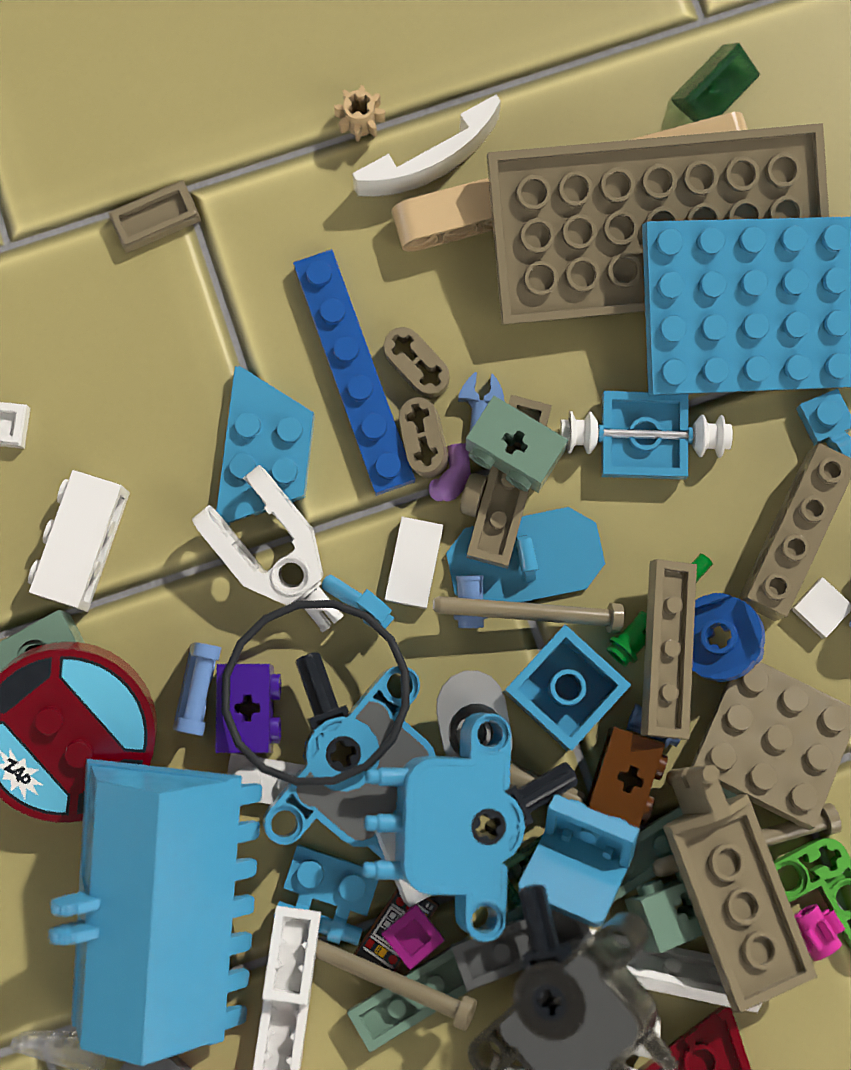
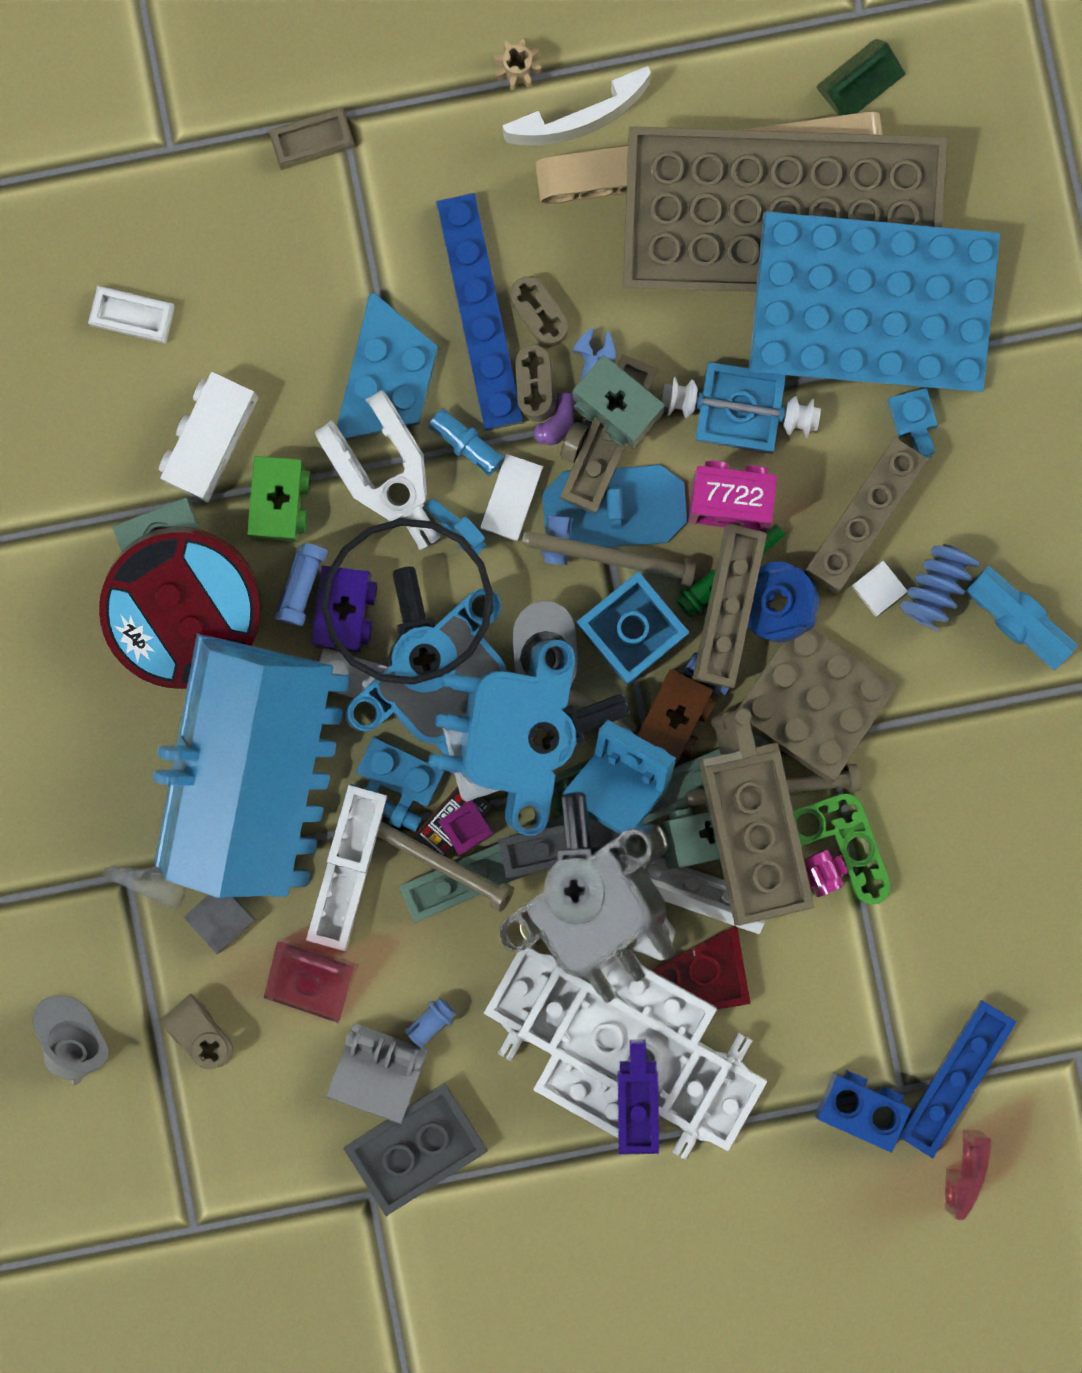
camera: 15 degrees right, 5 degrees up
(148, 578) = (269, 478): none -> bright green brick
(357, 509) = (466, 442): none -> dark azure pin
(654, 529) = (732, 496): none -> dark pink brick

